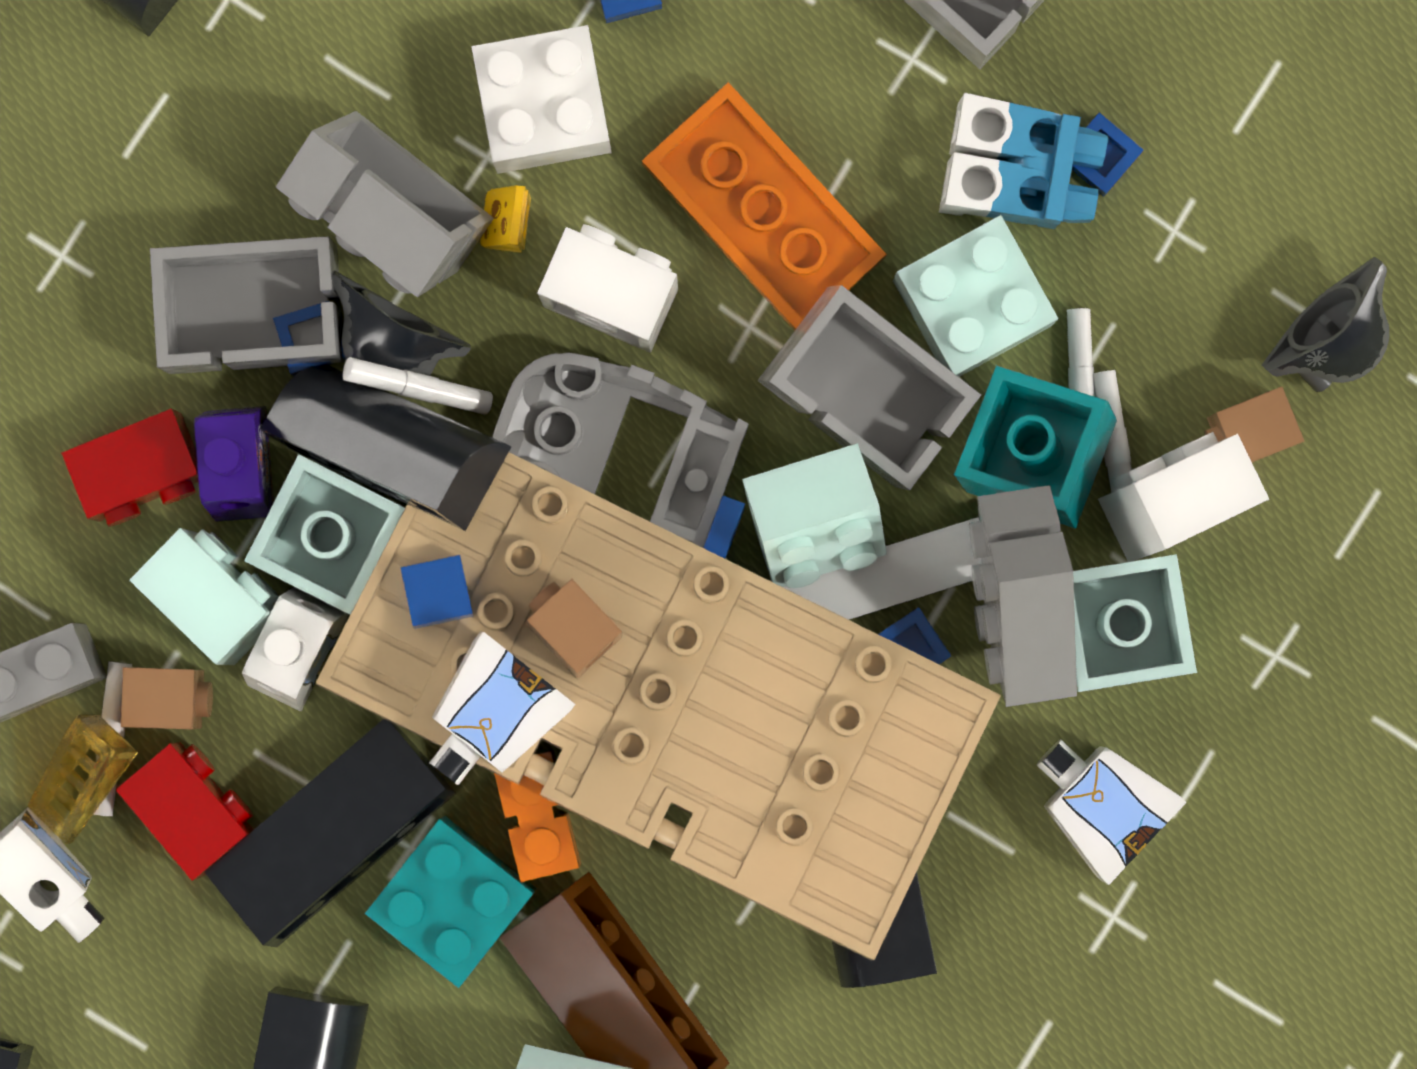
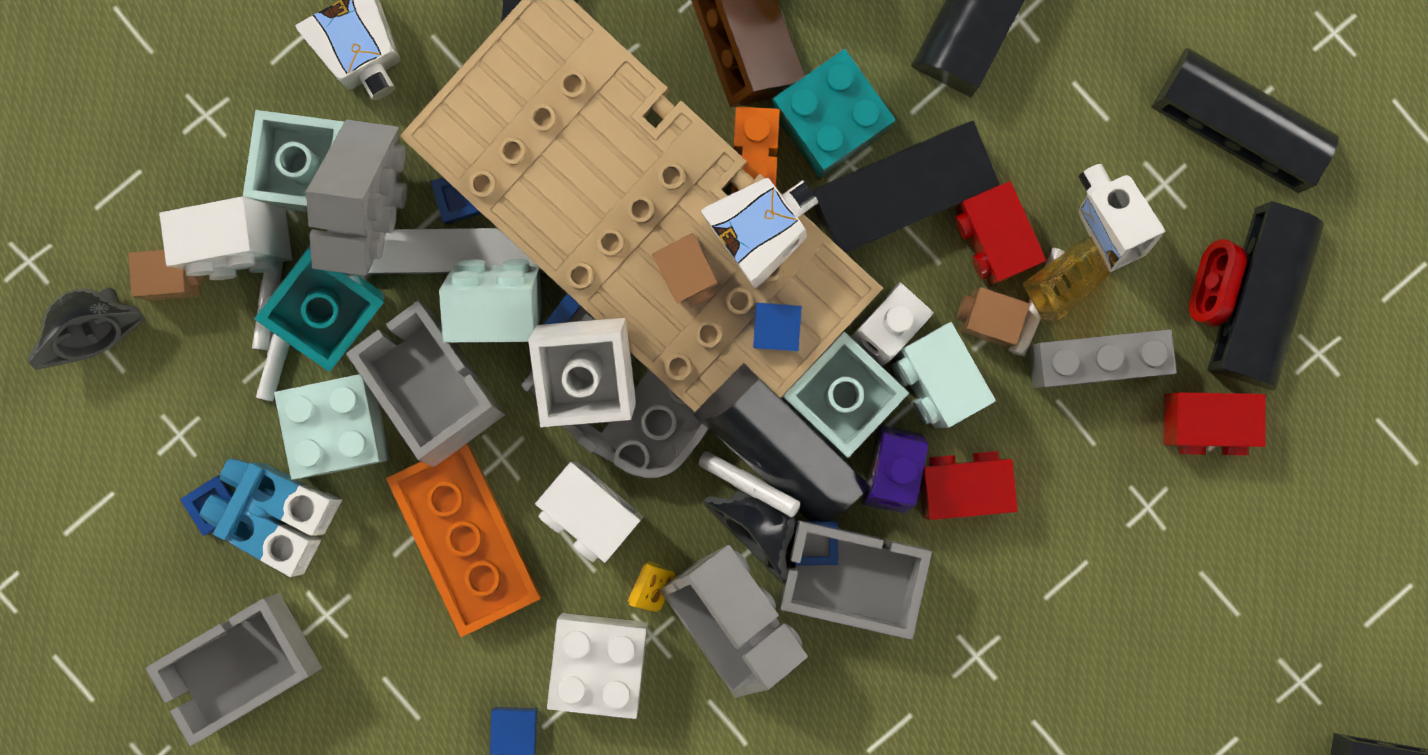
camera: 175 degrees left, 0 degrees up
(667, 459) = (582, 372): none -> white brick

